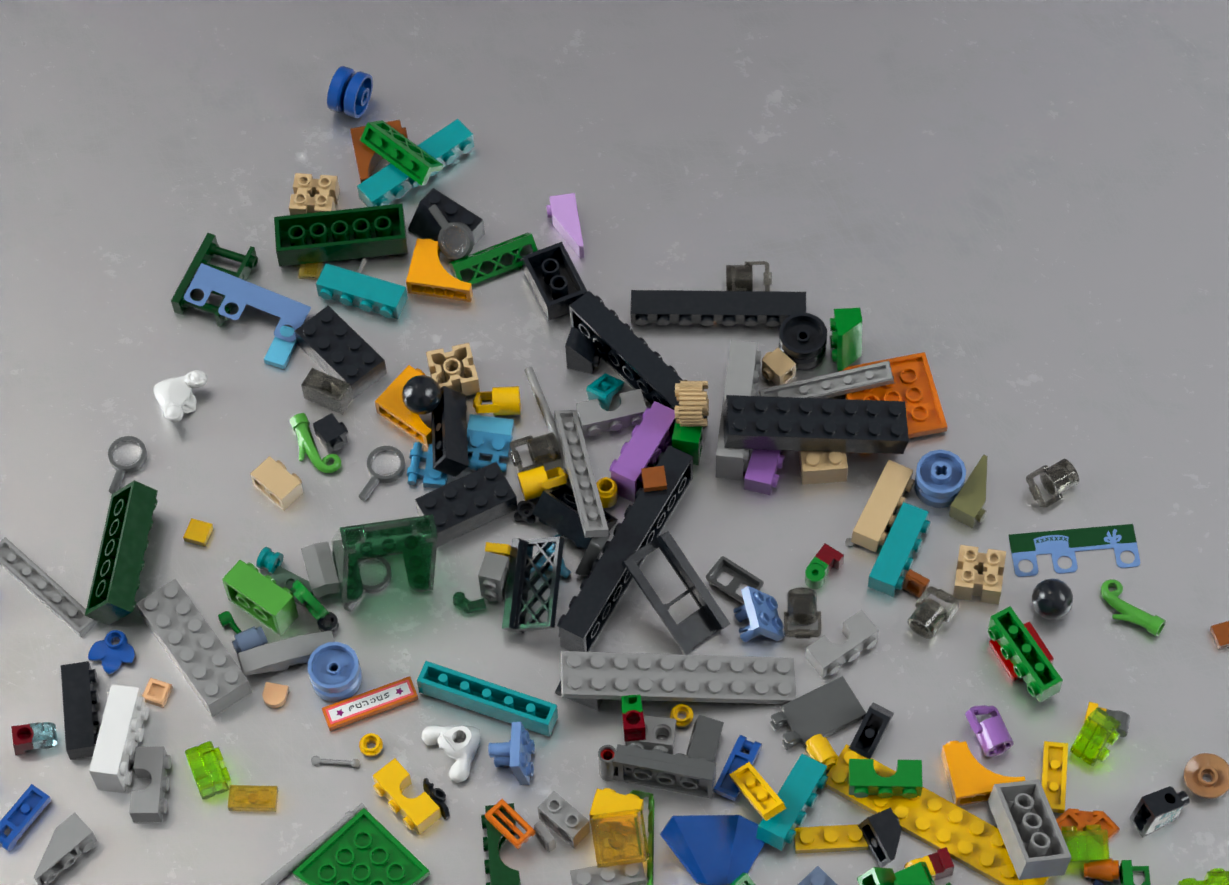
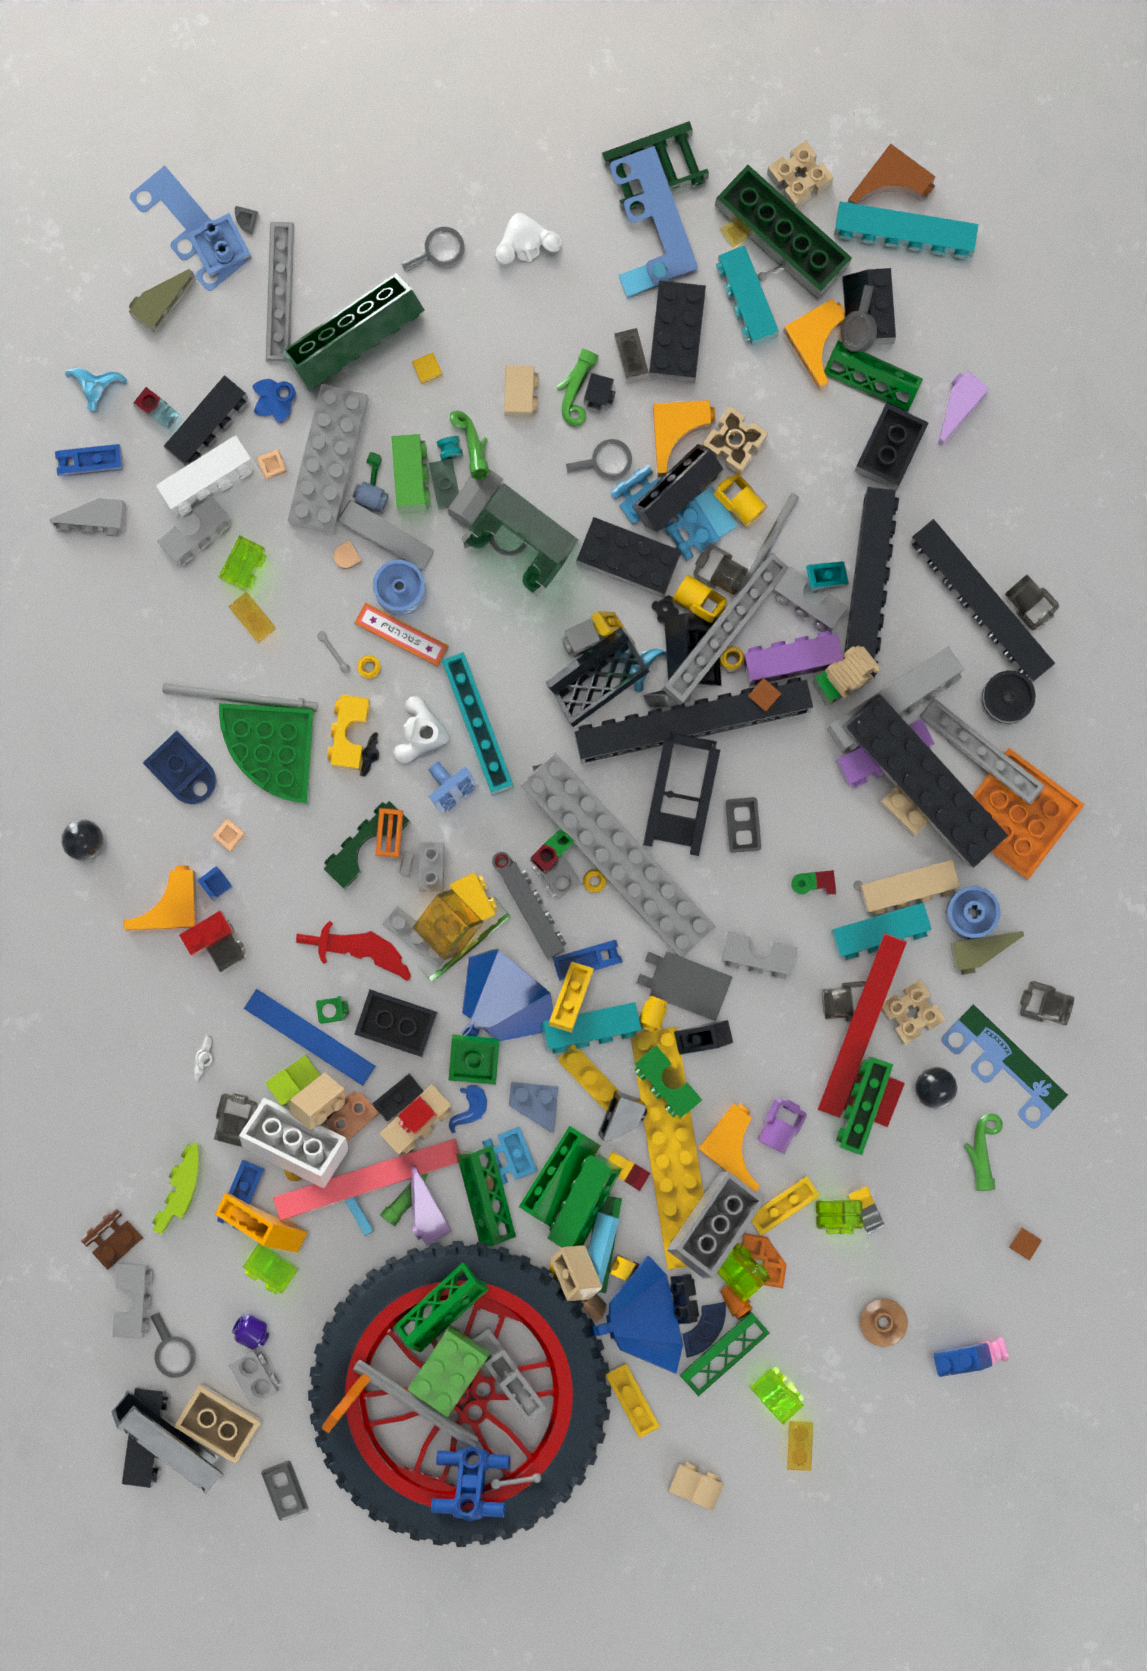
camera: 50 degrees right, 25 degrees up
(302, 546) = (478, 466): none -> bright green plant
(313, 605) = (438, 514): green tile -> none
(333, 626) = (438, 533): black bush -> none
(349, 92) = (925, 109): blue wheel -> none
(400, 151) = (898, 208): green fence -> none
(421, 394) = (684, 441): black piece -> none
(466, 605) = (545, 636): clear green arm -> none
(581, 352) = (842, 529): black slope -> none
(704, 738) = (584, 917): dark grey hinge -> none
(762, 615) = (728, 872): medium blue plate -> none
(778, 367) = (967, 696): tan brick -> none
(802, 612) = (762, 897): clear smoke piece -> none
(846, 336) = (1038, 732): green slope -> none
(915, 583) = (860, 968): dark orange tile -> none
(960, 610) = (862, 1025): none -> red tile
(1158, 810) = (815, 1305): black torso -> none

